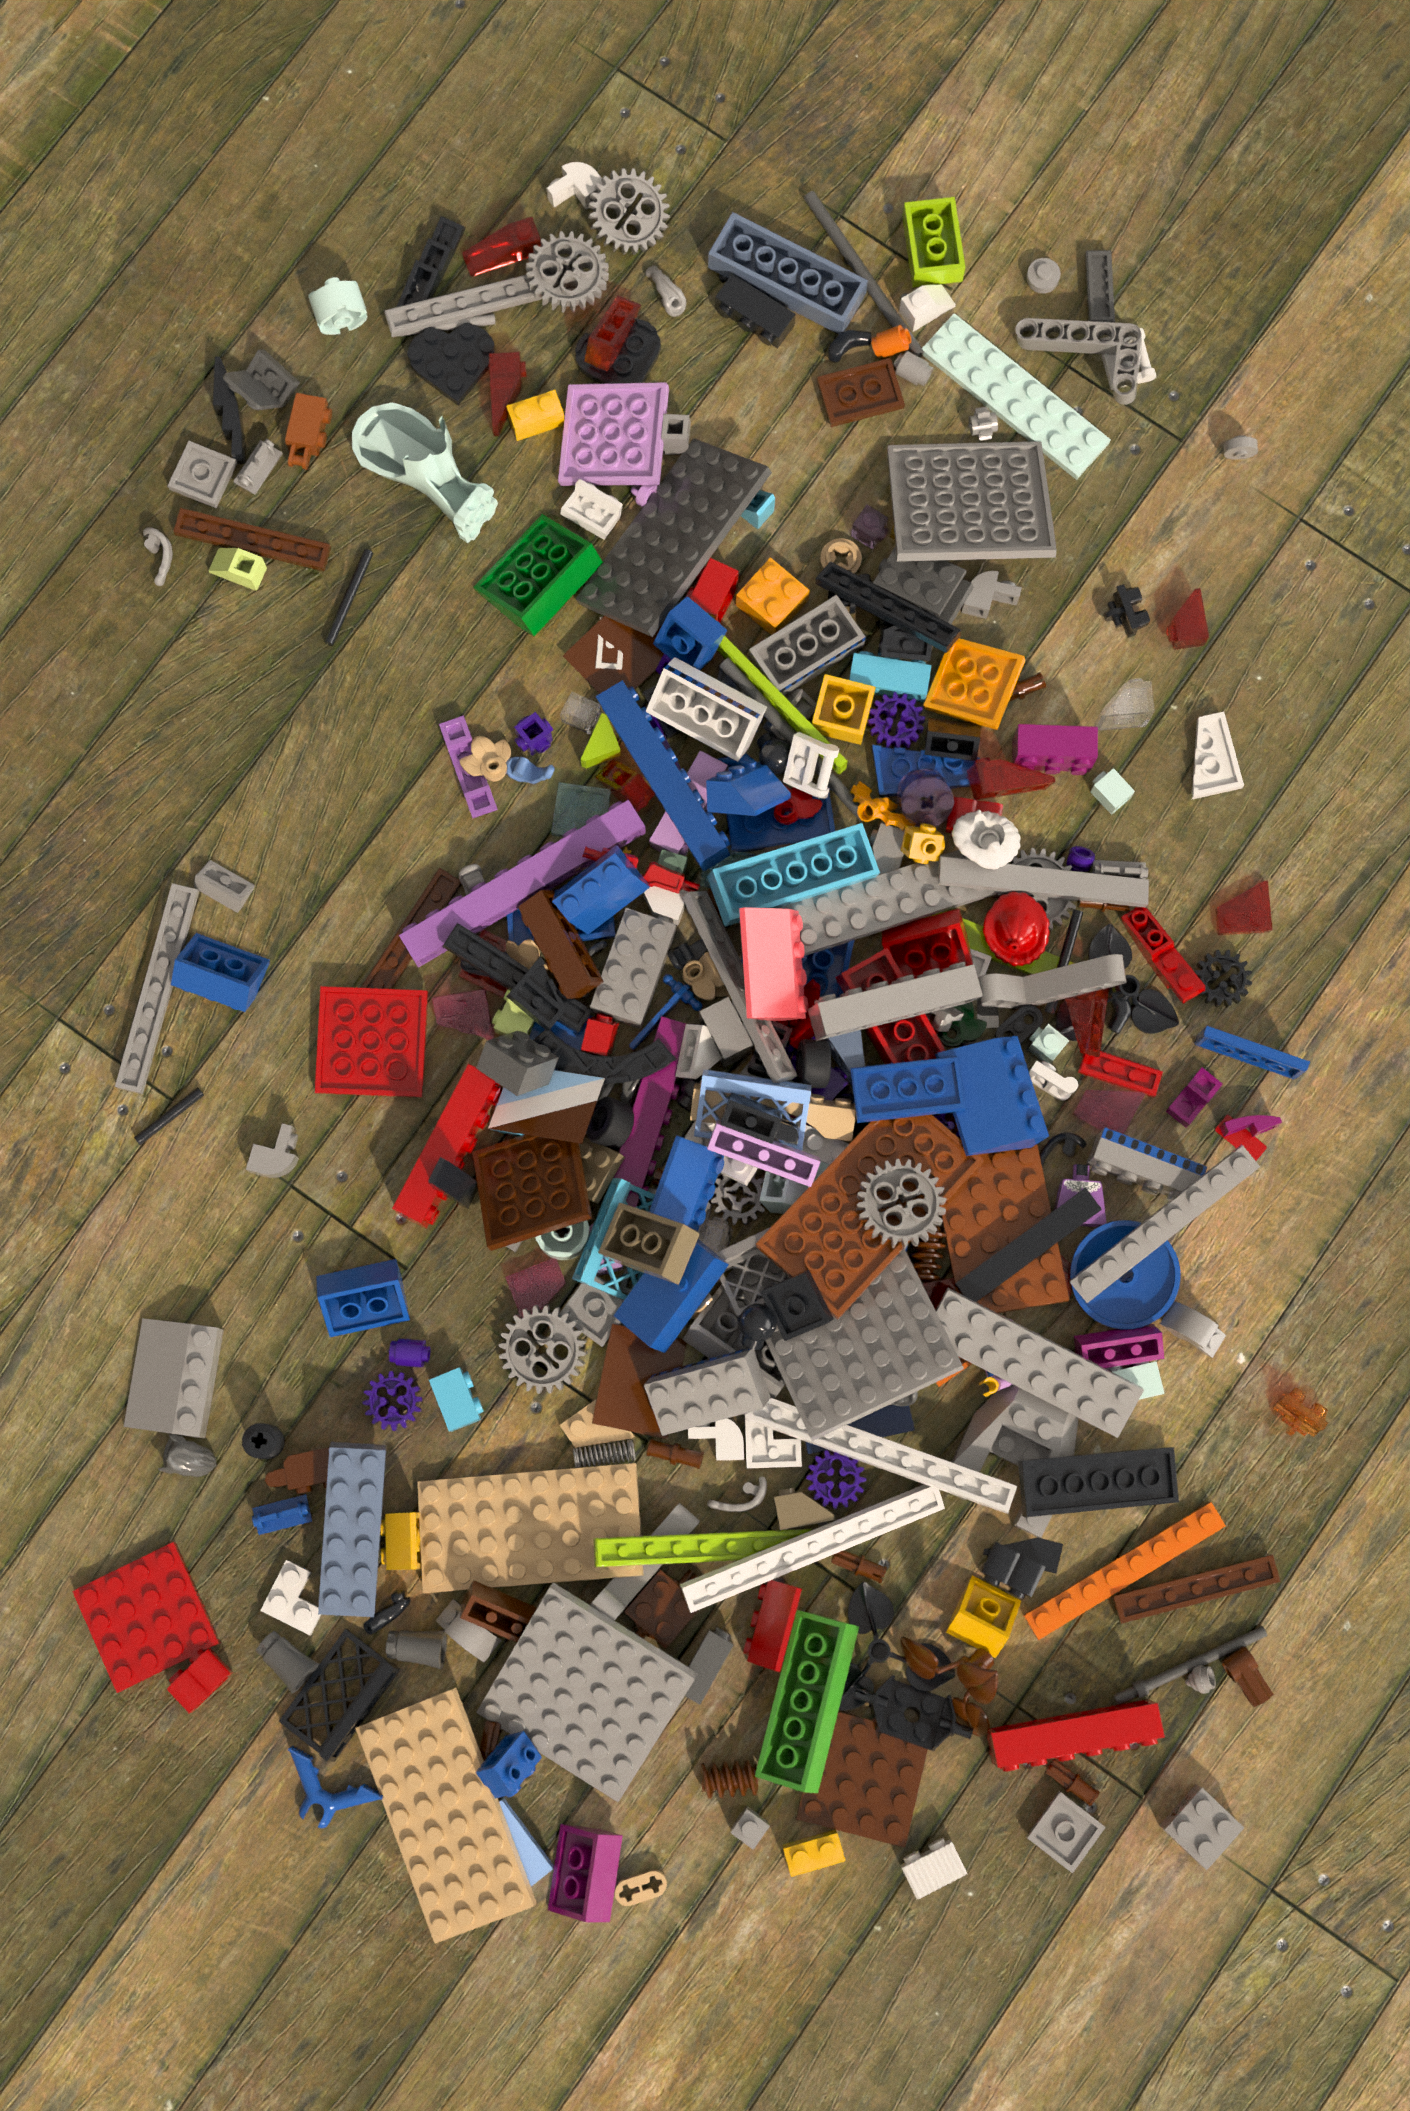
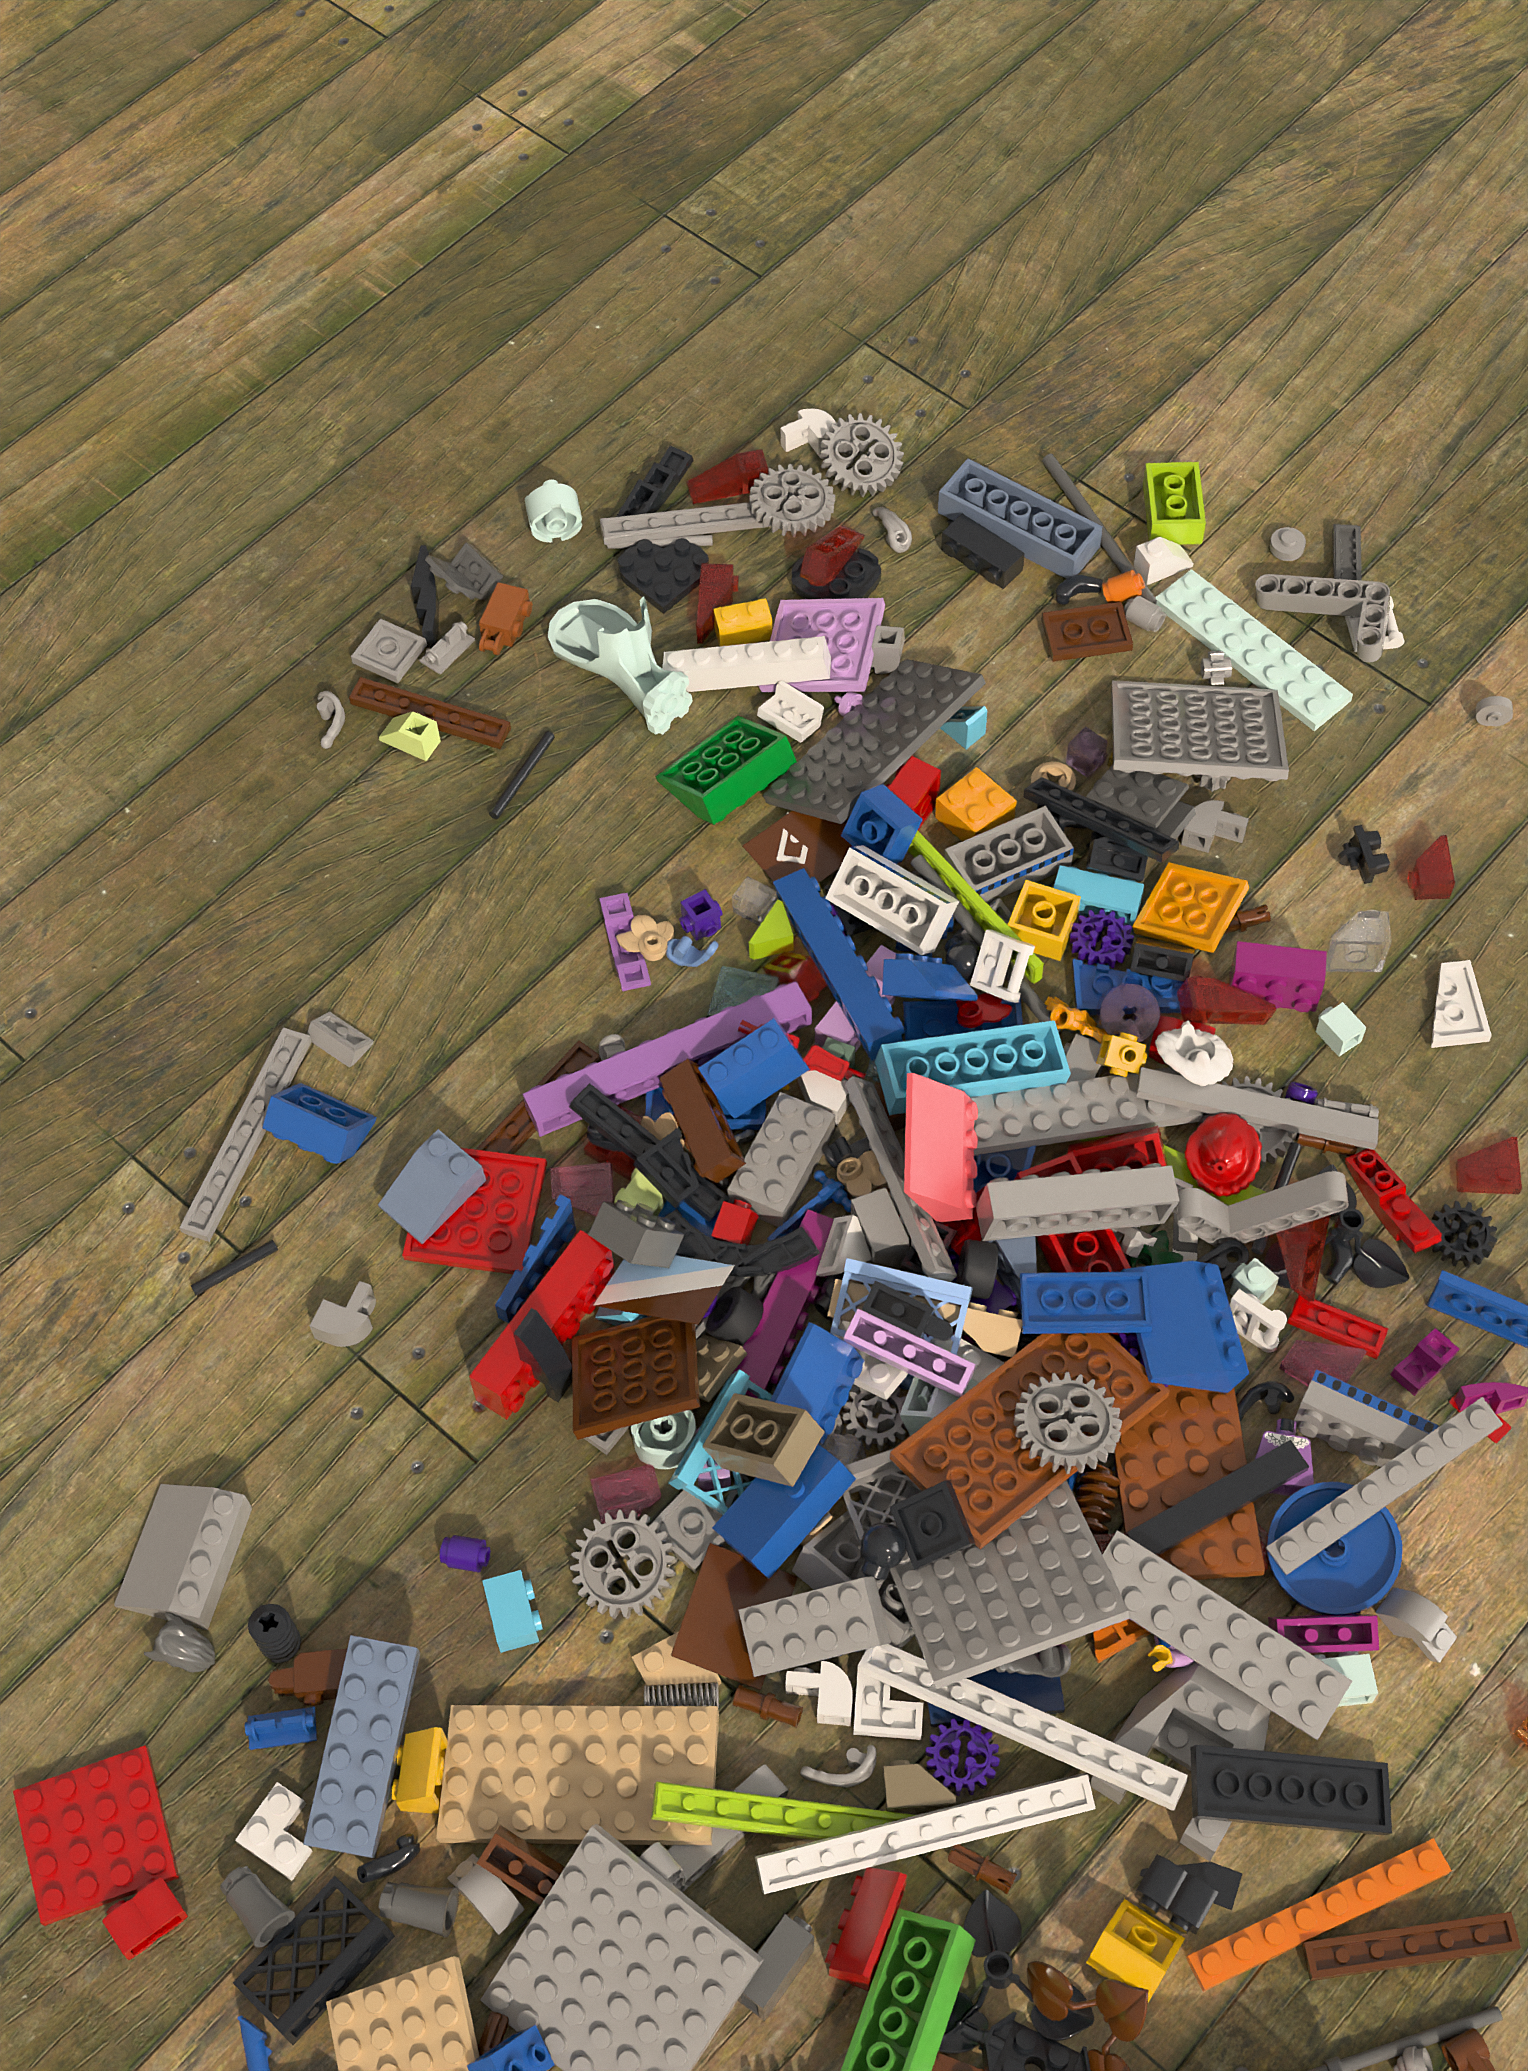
camera: 10 degrees right, 20 degrees down
(331, 1031) = (432, 1186): none -> sand blue slope
(362, 1298) = (419, 1486): blue slope -> none
(393, 1417) = (418, 1605): dark purple gear -> none
(416, 1124) = (537, 1259): none -> blue wing
(547, 465) = (752, 663): none -> white brick
(661, 1608) = (731, 1891): reddish brown plate -> none

